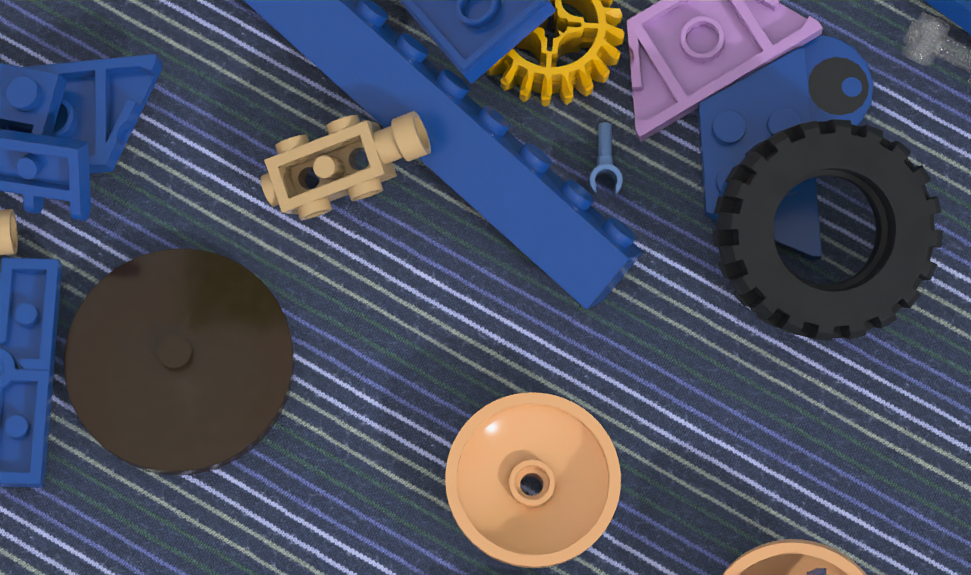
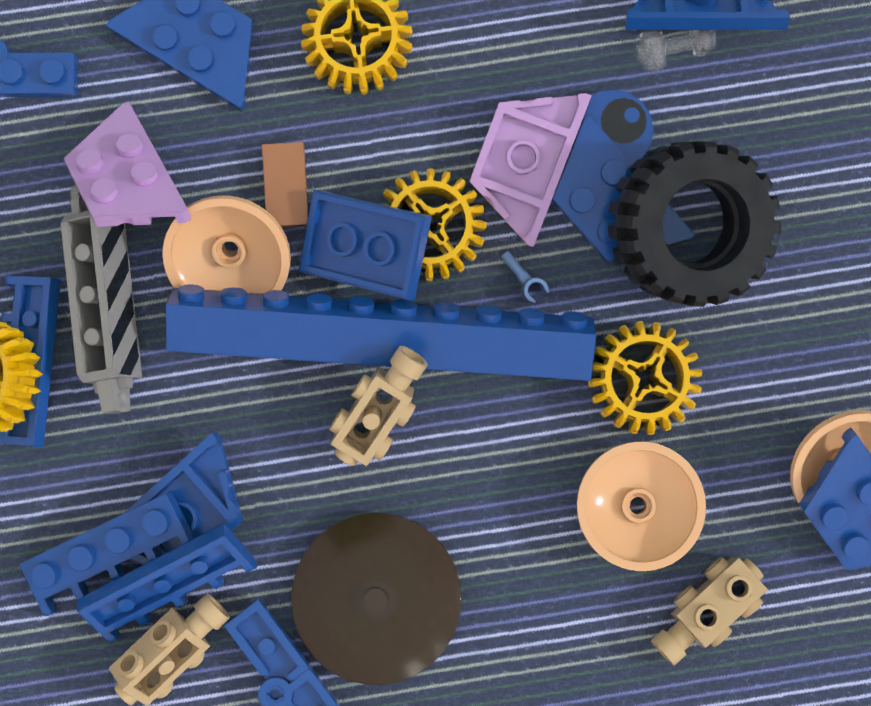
camera: 40 degrees left, 10 degrees up
(668, 347) = (626, 368): none -> yellow gear

